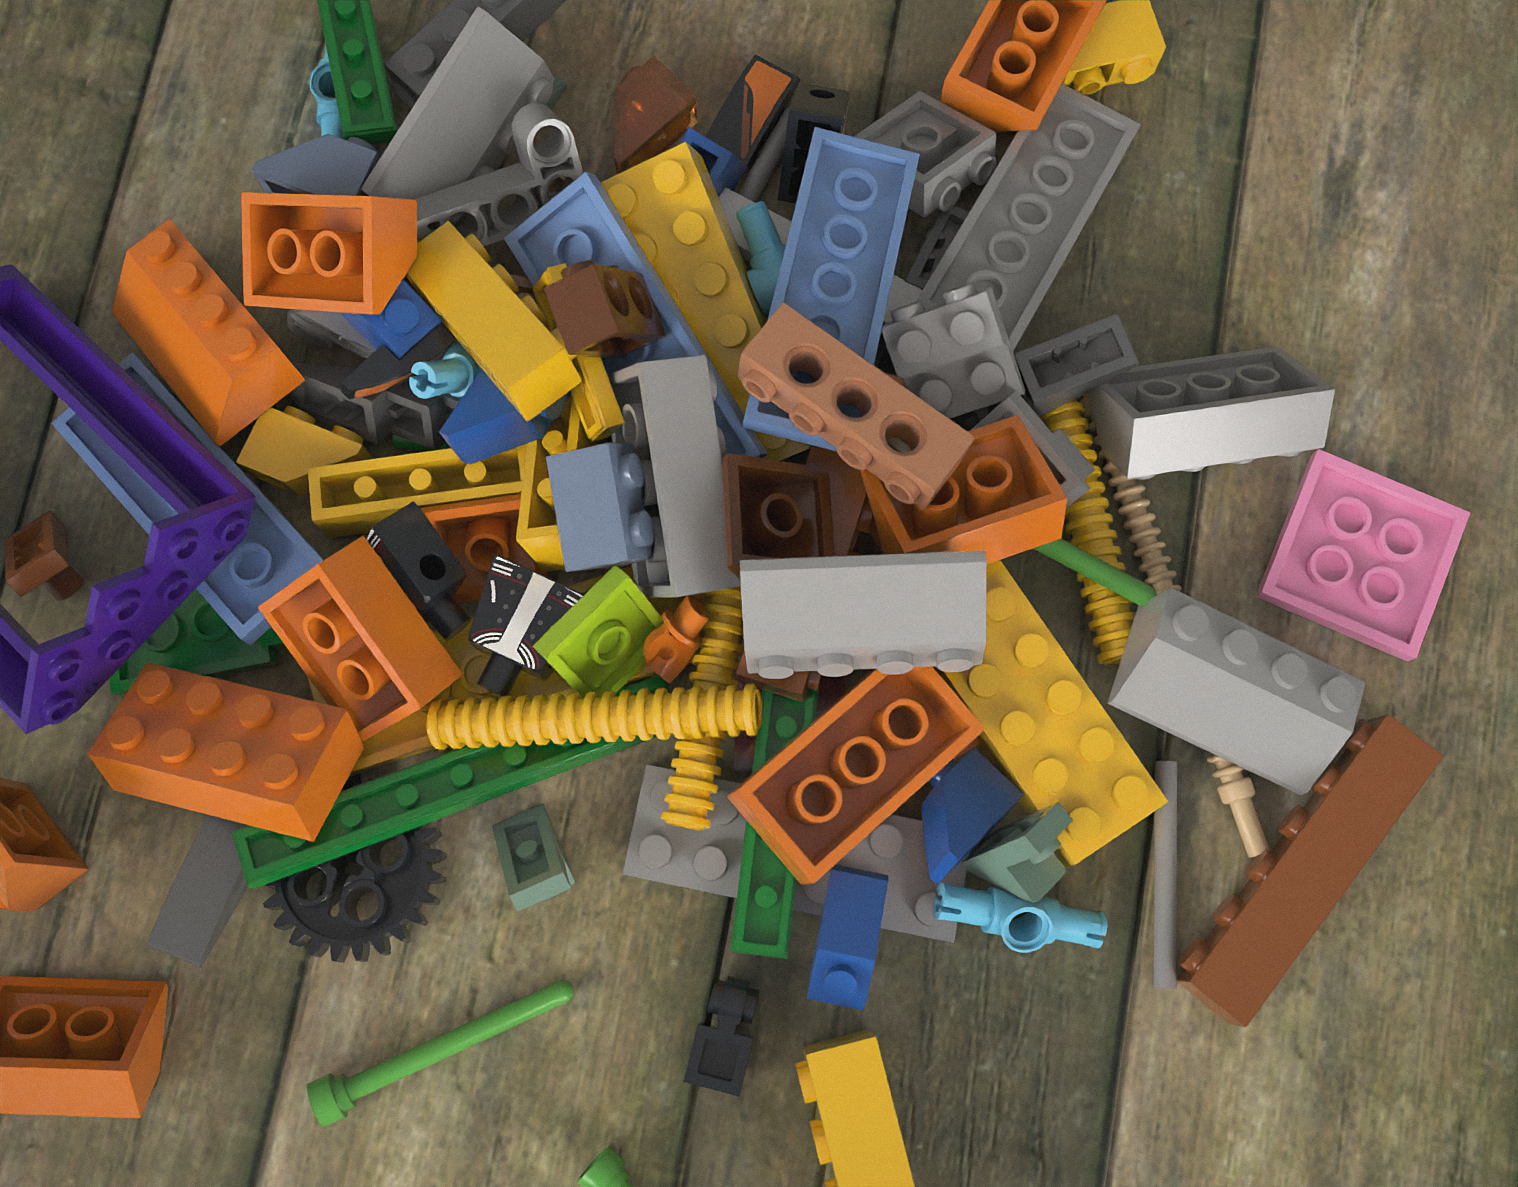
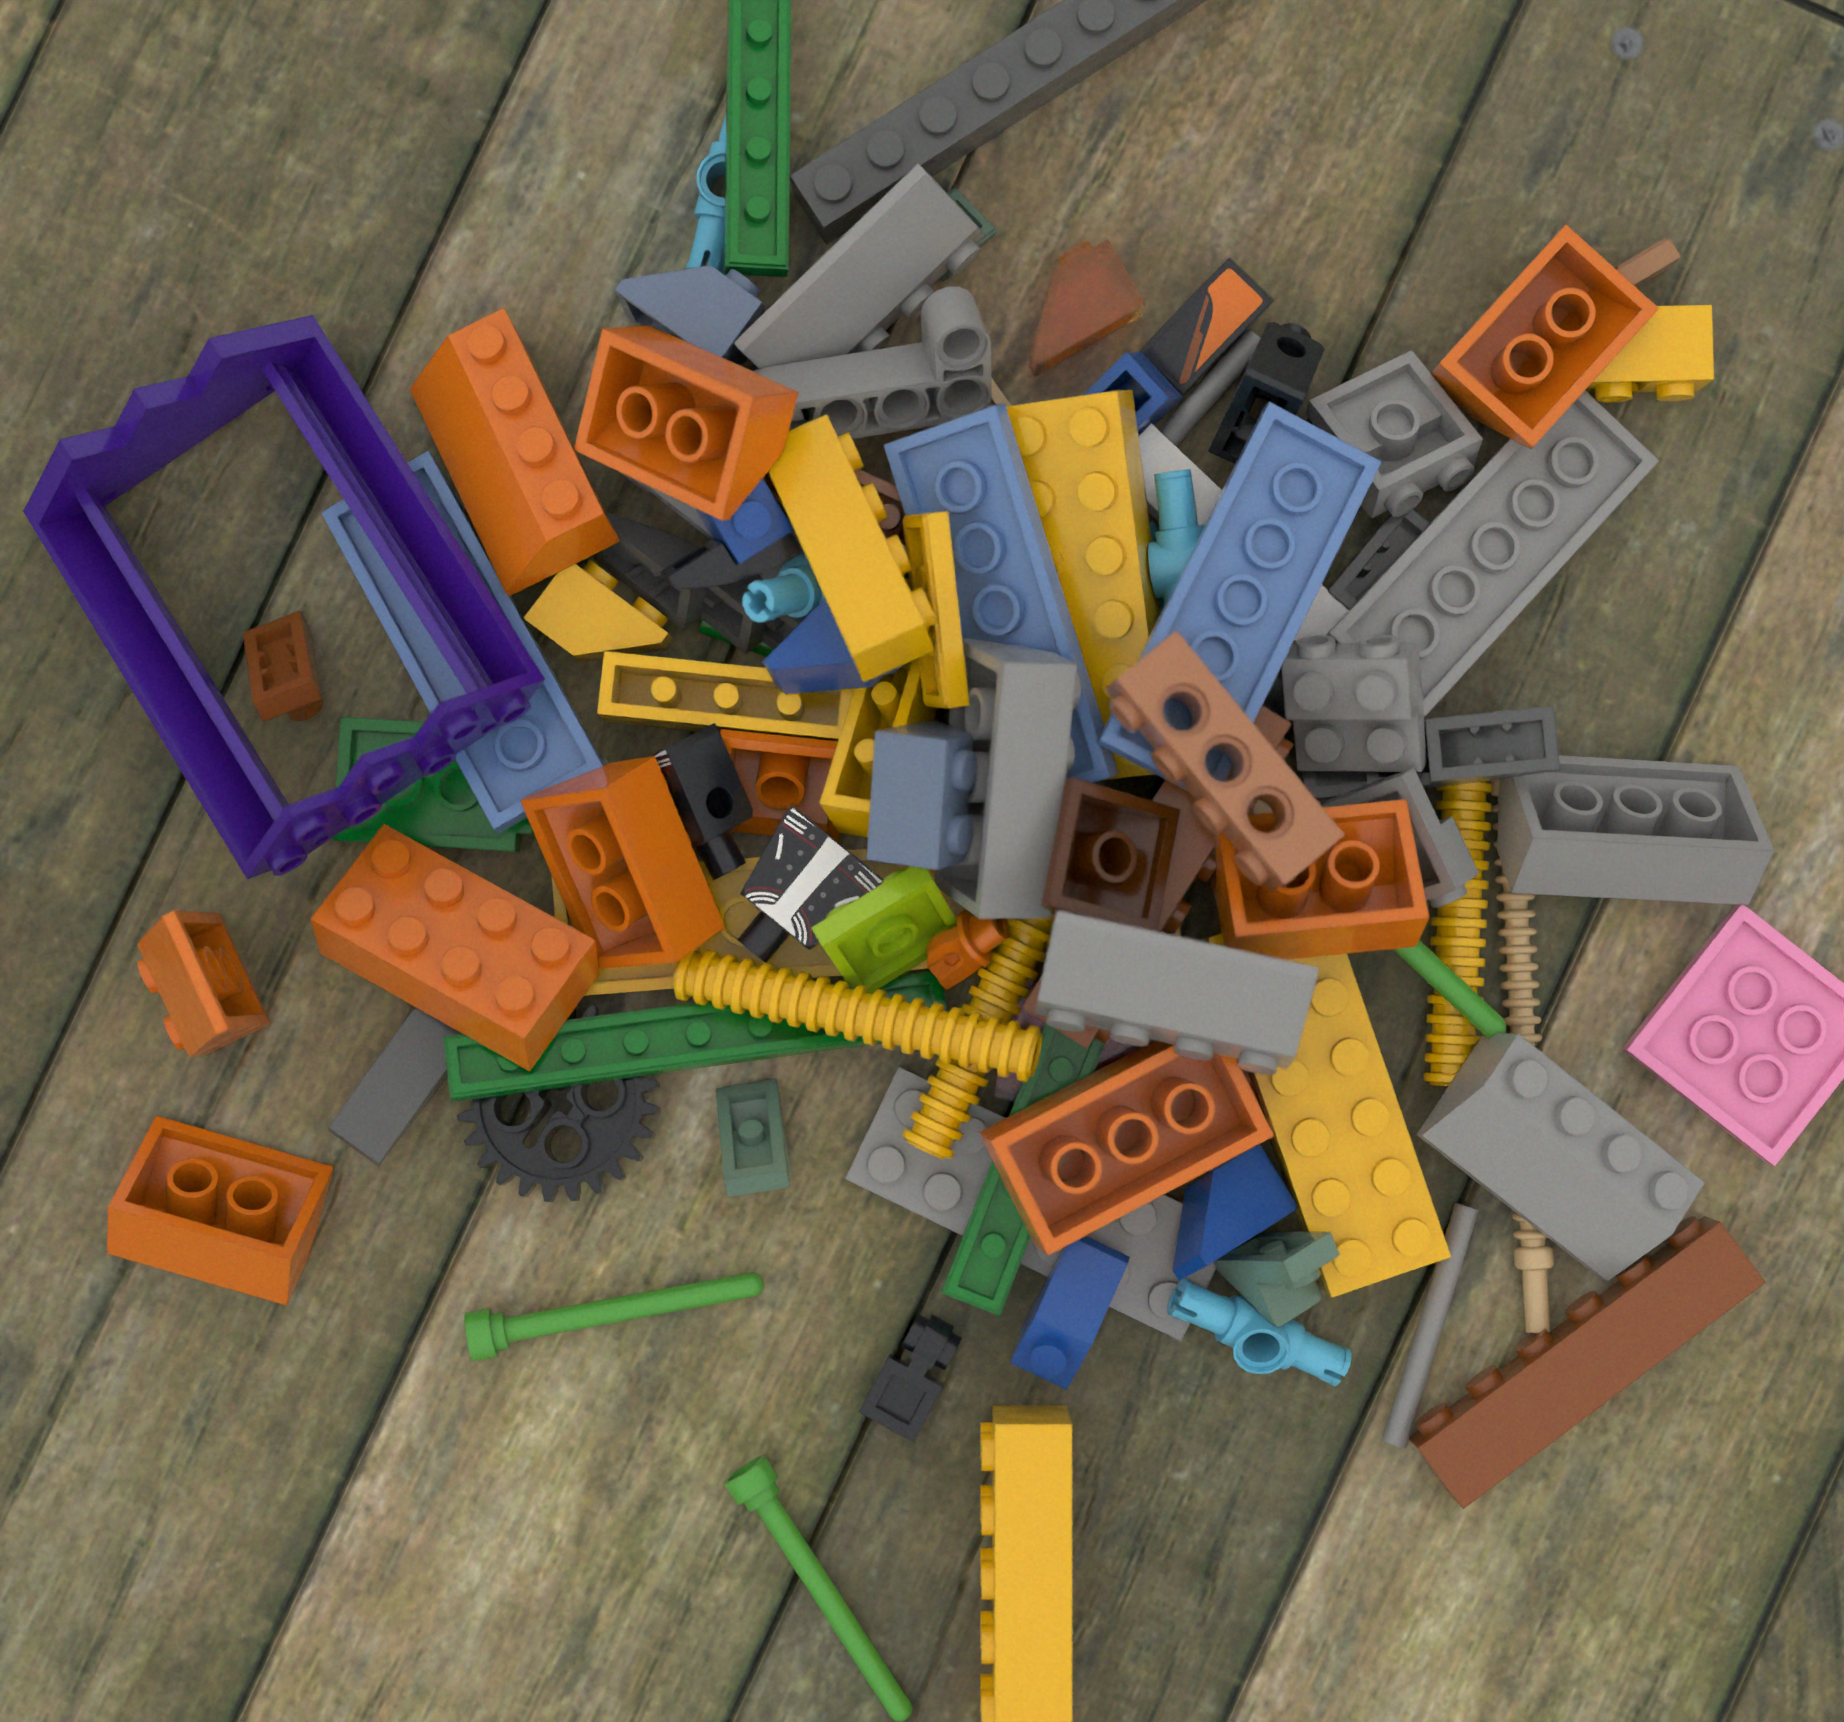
camera: 20 degrees right, 10 degrees up
(603, 310) = (978, 583): reddish brown brick -> none

